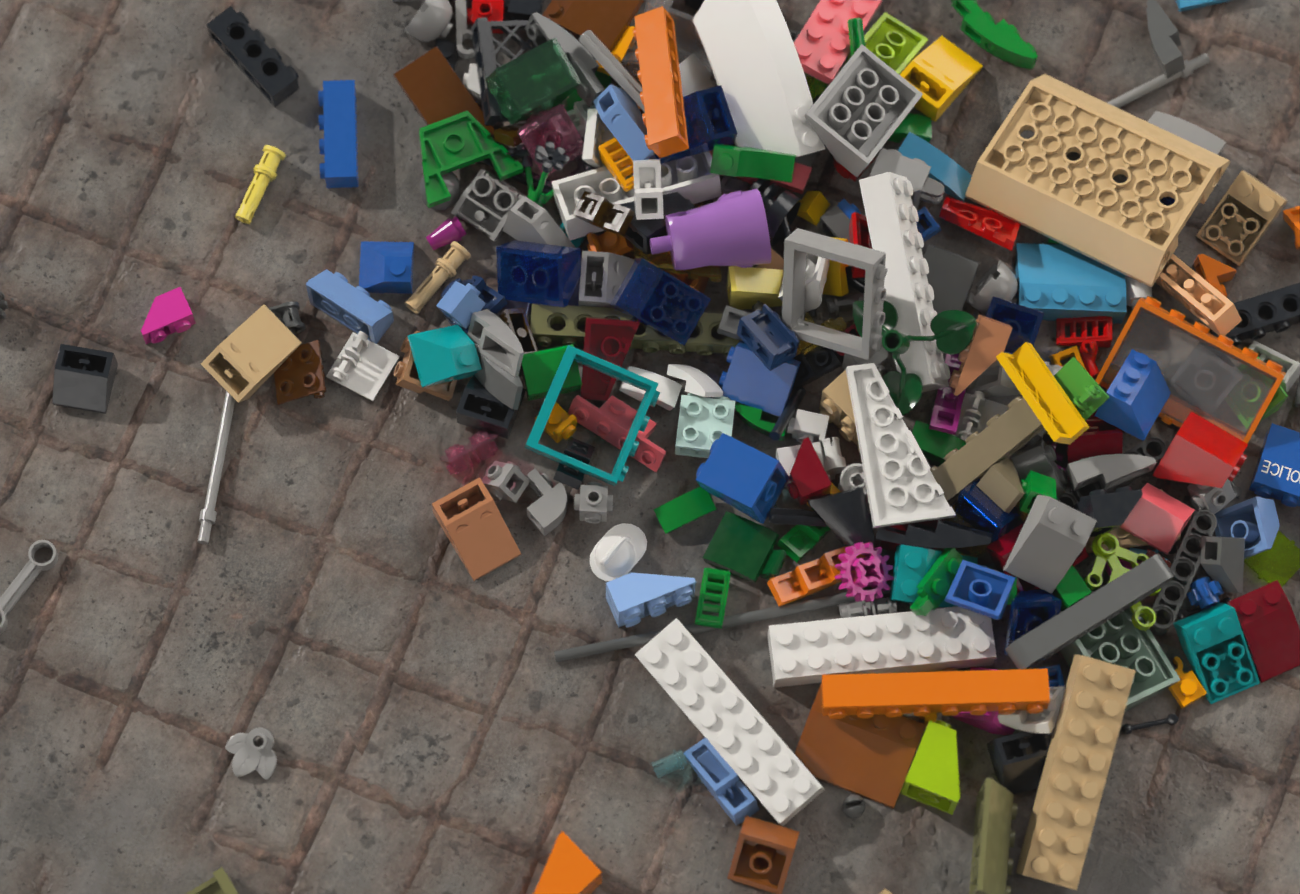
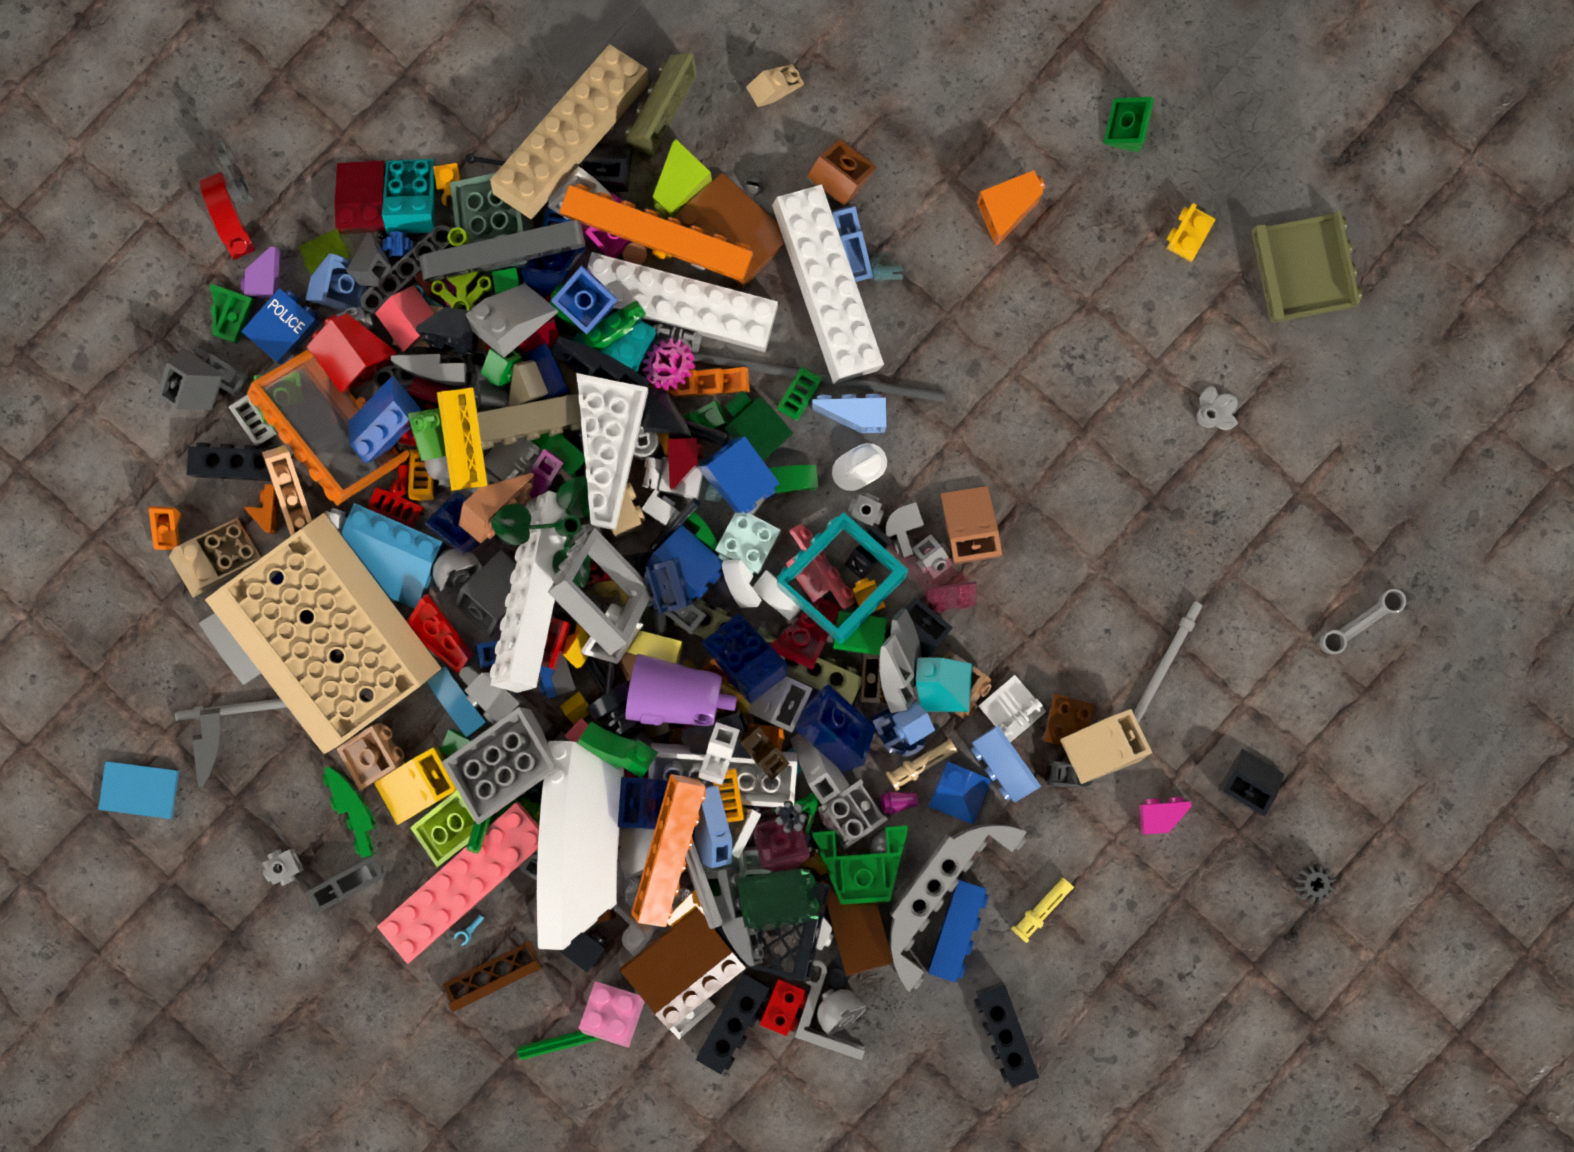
camera: 155 degrees left, 15 degrees up
(377, 170) = (908, 921): none -> light grey slope
(995, 87) = (371, 755): none -> medium nougat plate

